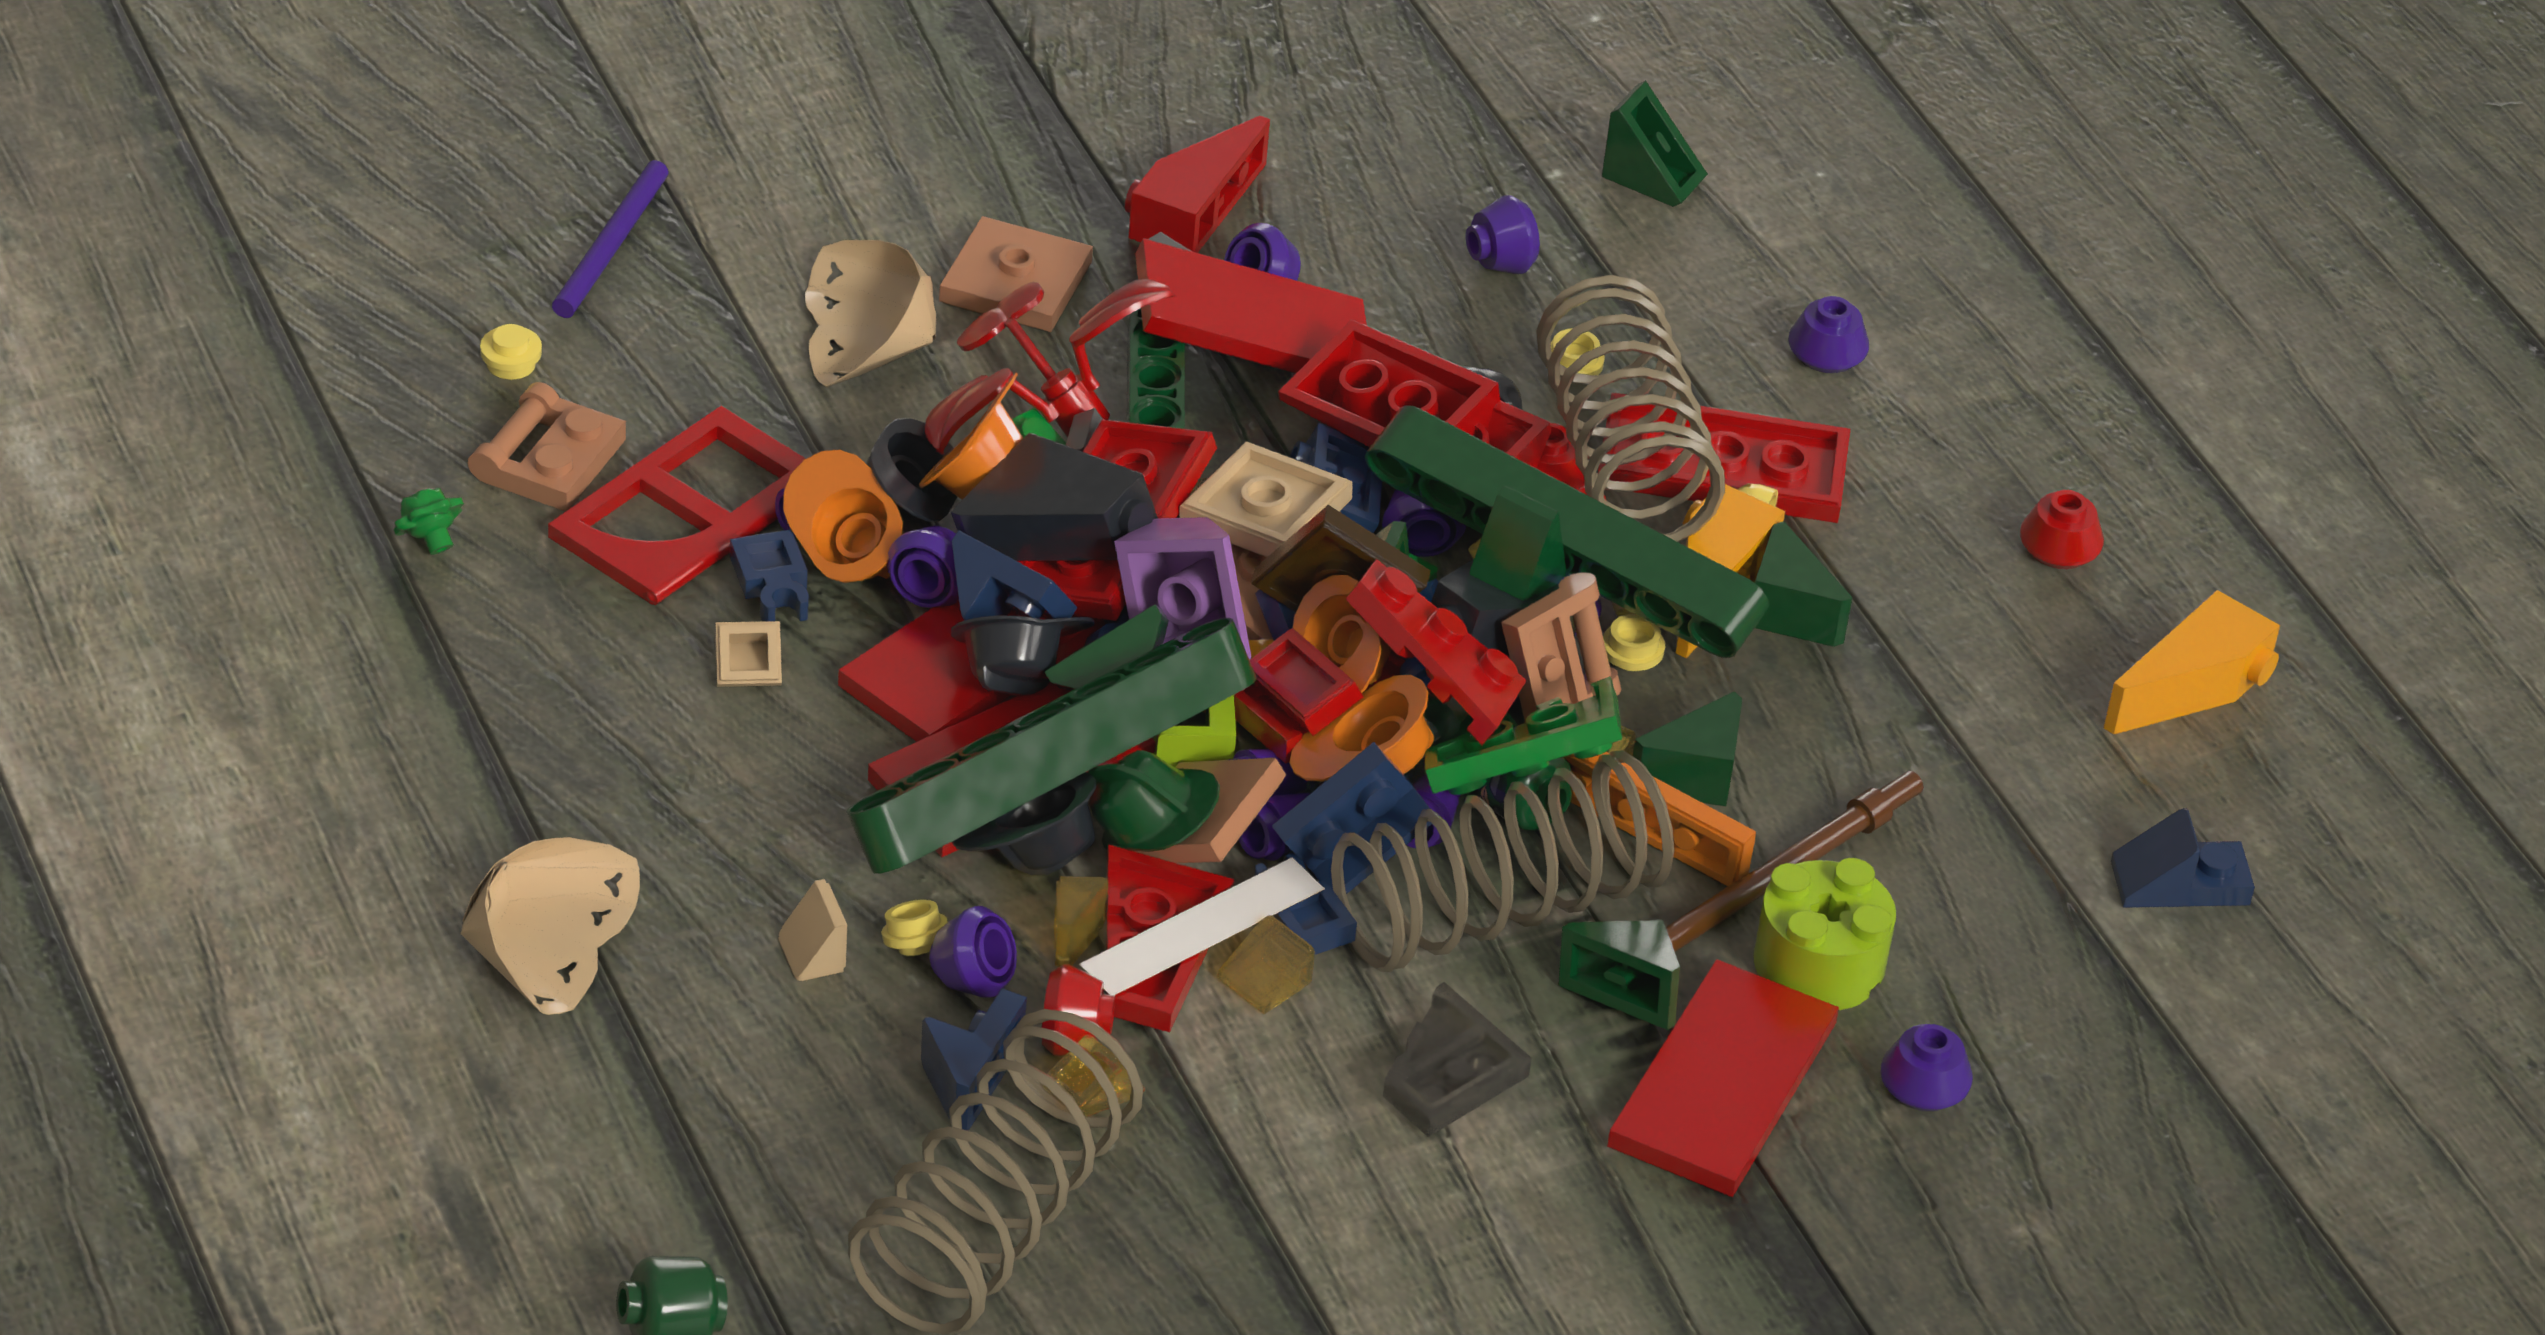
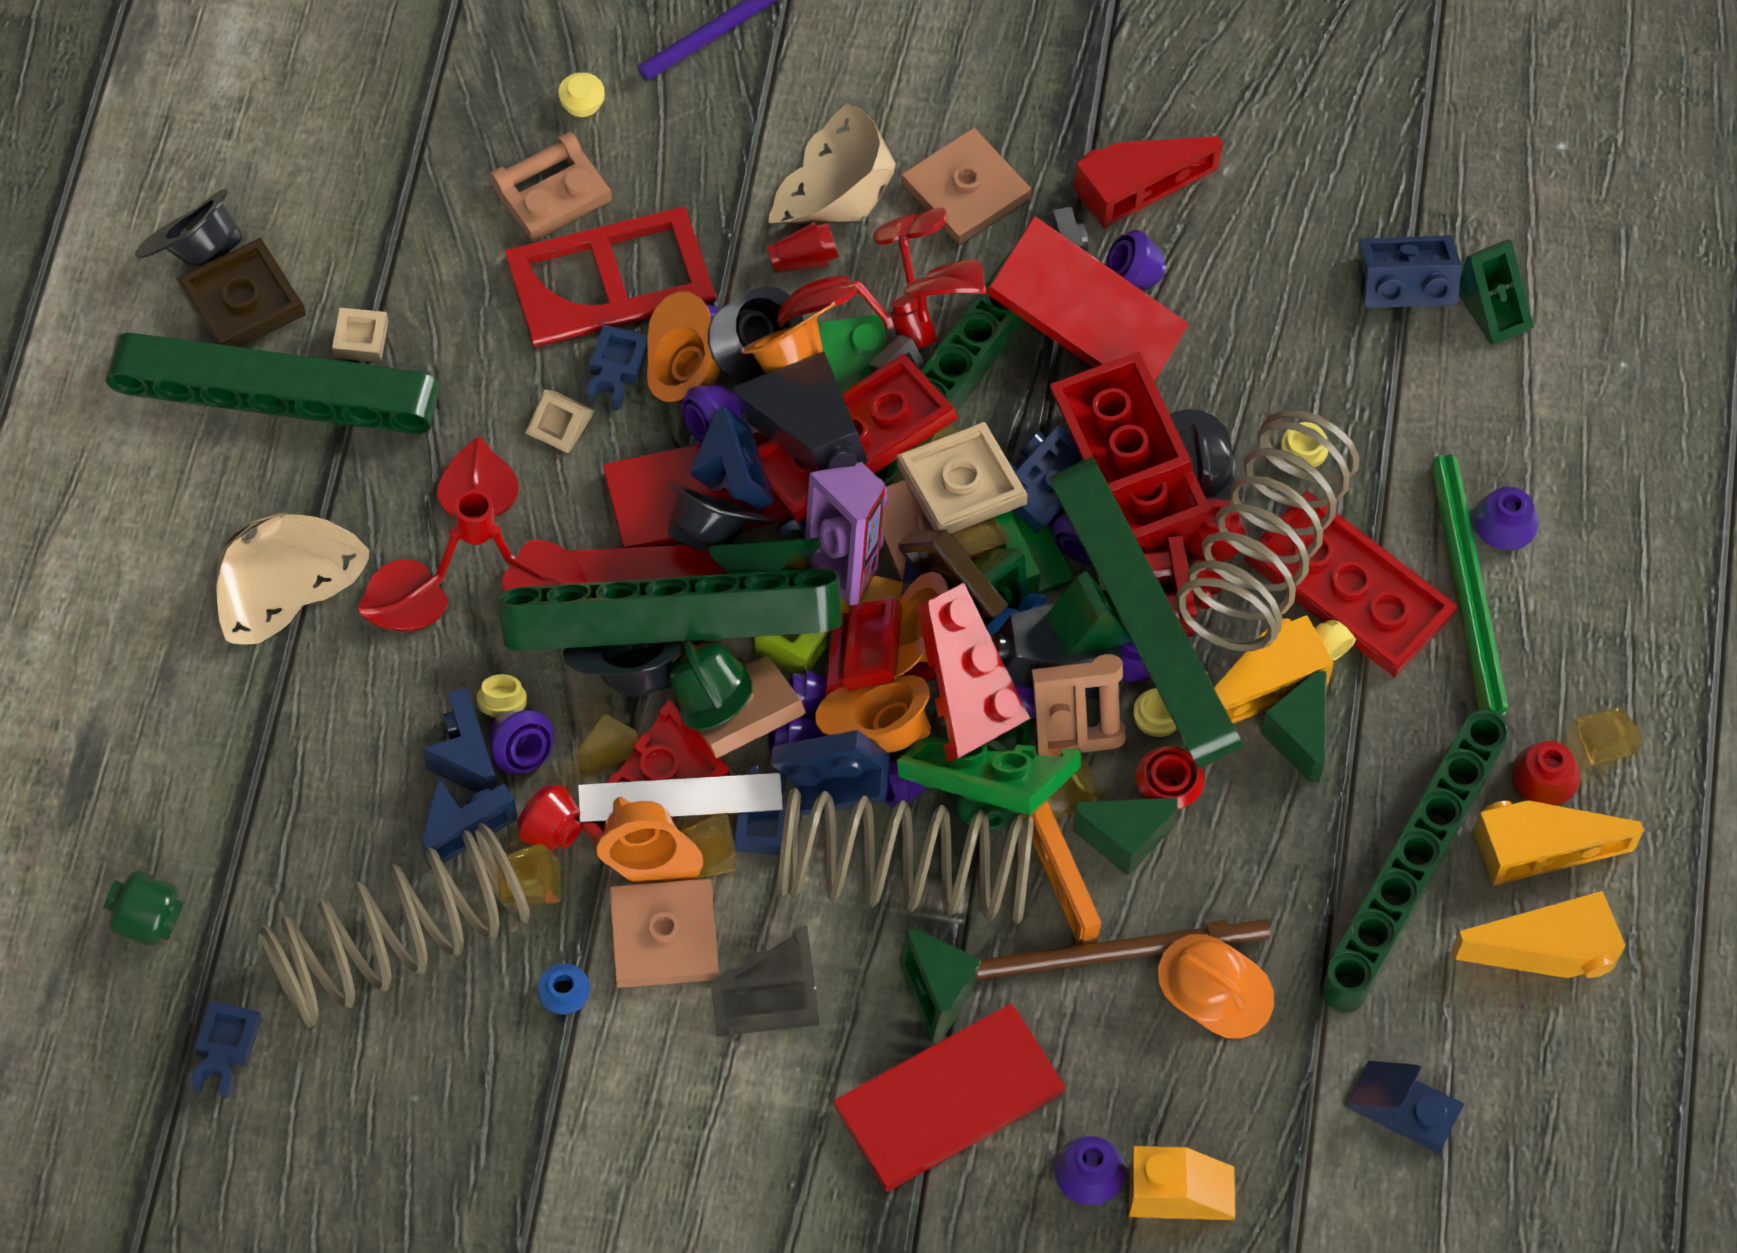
camera: 35 degrees right, 20 degrees up
(171, 641) = (198, 235): none -> black piece
(270, 684) = (241, 295): none -> dark brown plate
(380, 748) = (273, 383): none -> dark green beam
(428, 517) = (428, 210): green plant -> none
(448, 663) = (360, 335): none -> tan plate
(703, 752) = (474, 492): none -> red plant
(815, 935) = (437, 670): tan slope -> none
(895, 387) = (804, 249): none -> red cone
(914, 985) = (464, 755): none -> dark blue slope
(1218, 975) = (646, 844): none -> orange piece
(1223, 1168) = (563, 1002): none -> blue plate
(1287, 1068) = (664, 933): none -> nougat plate
(1504, 236) = (1326, 318): dark purple cone -> none
(1549, 167) = (1410, 271): none -> dark blue bracket
(1701, 679) = (1170, 774): none -> red cone
(1825, 930) = (1100, 998): lime brick -> none
(1845, 410) = (1469, 585): none -> green axle
(1910, 848) = (1216, 986): none -> orange piece
(2008, 659) = (1408, 879): none -> dark green beam
(2025, 1040) = (1179, 1185): none -> light orange slope
(2095, 475) = (1609, 735): none -> clear yellow slope
(2115, 581) = (1544, 838): none -> light orange slope

